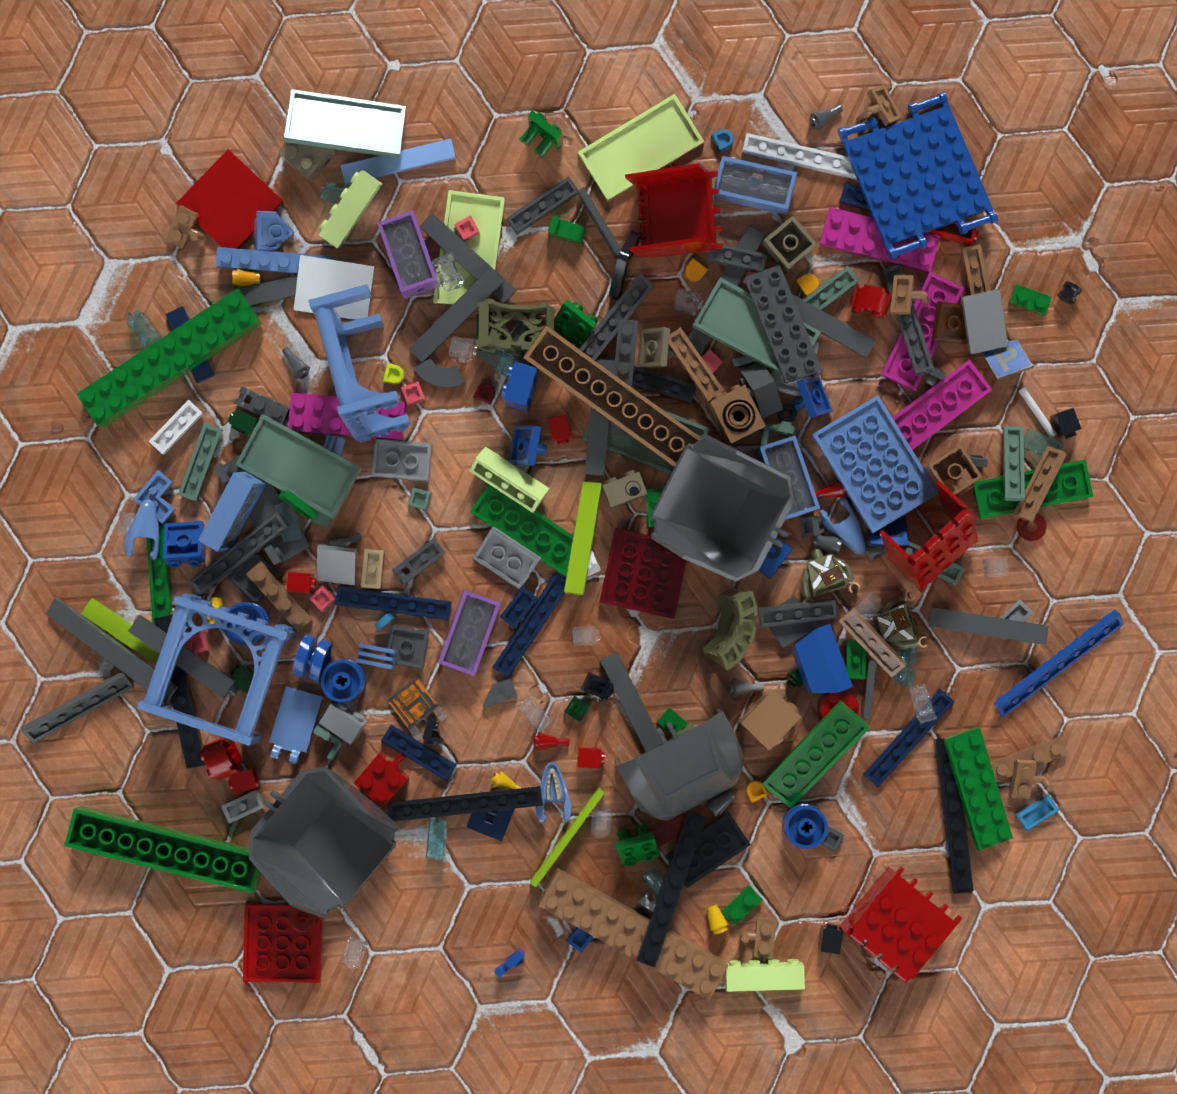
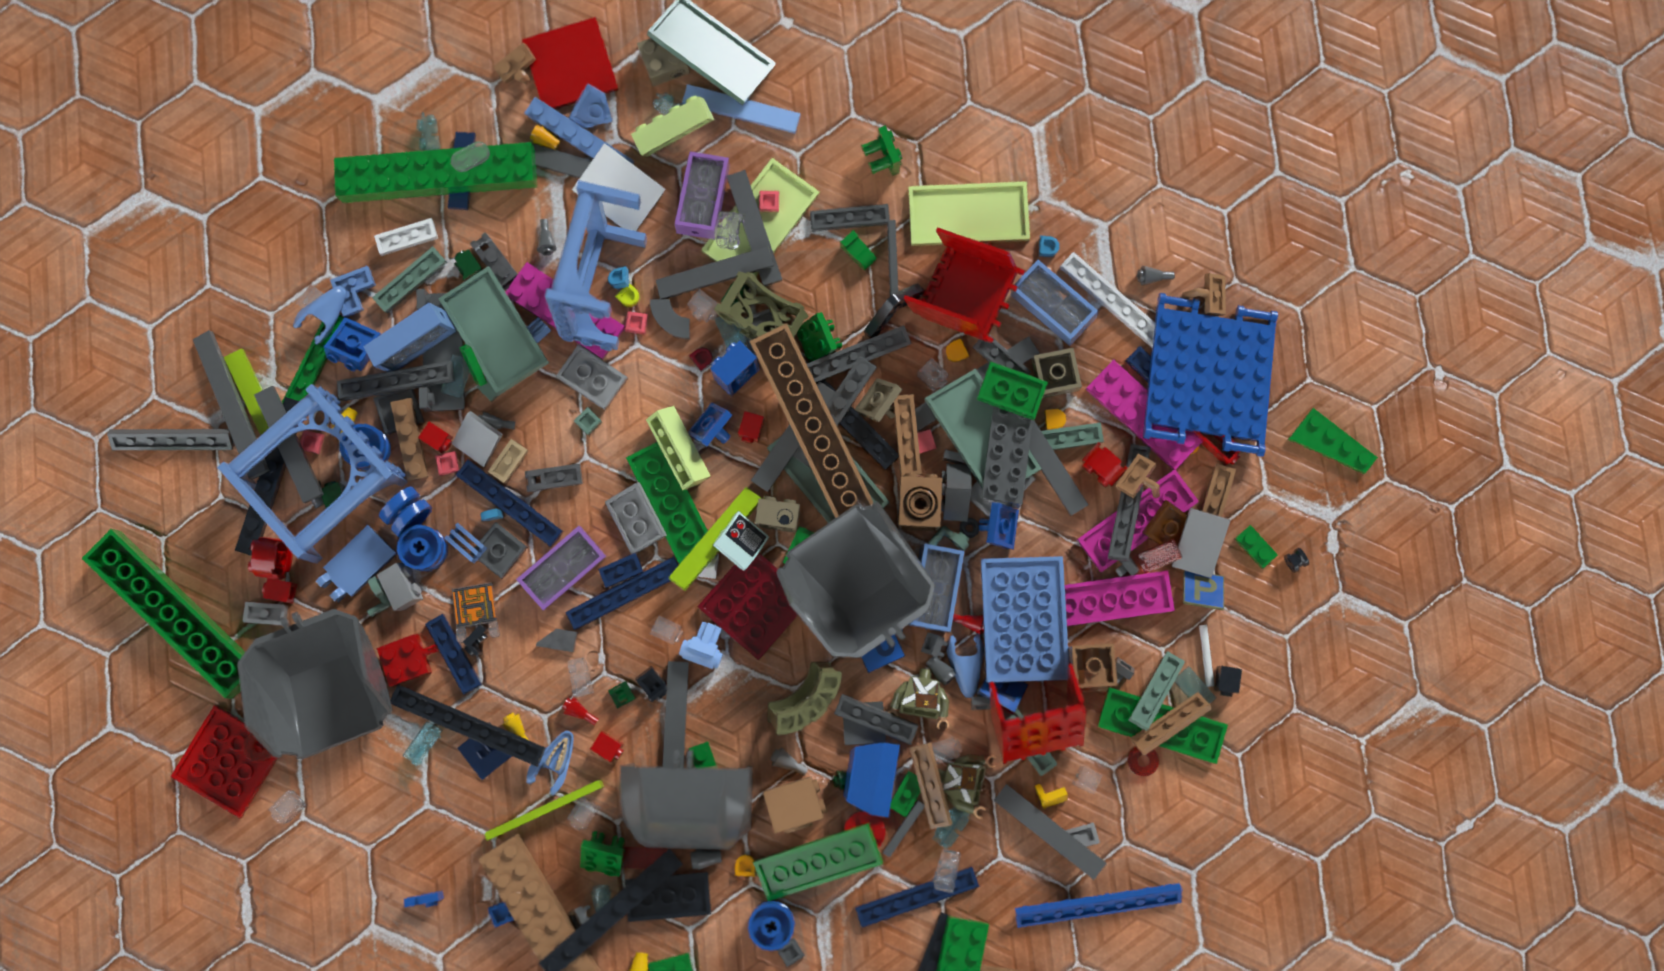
camera: 30 degrees right, 5 degrees down
(193, 329) = (470, 156): none -> clear tile
(377, 364) = (619, 278): none -> dark azure tile
(606, 528) = (741, 541): none -> slope
(623, 633) = (703, 647): none -> light blue piece
(762, 279) = (1012, 390): none -> green tile
(956, 351) = (1159, 556): none -> clear red tile
(974, 598) = (1051, 798): none -> yellow tile
(1044, 177) = (1328, 439): none -> green wing

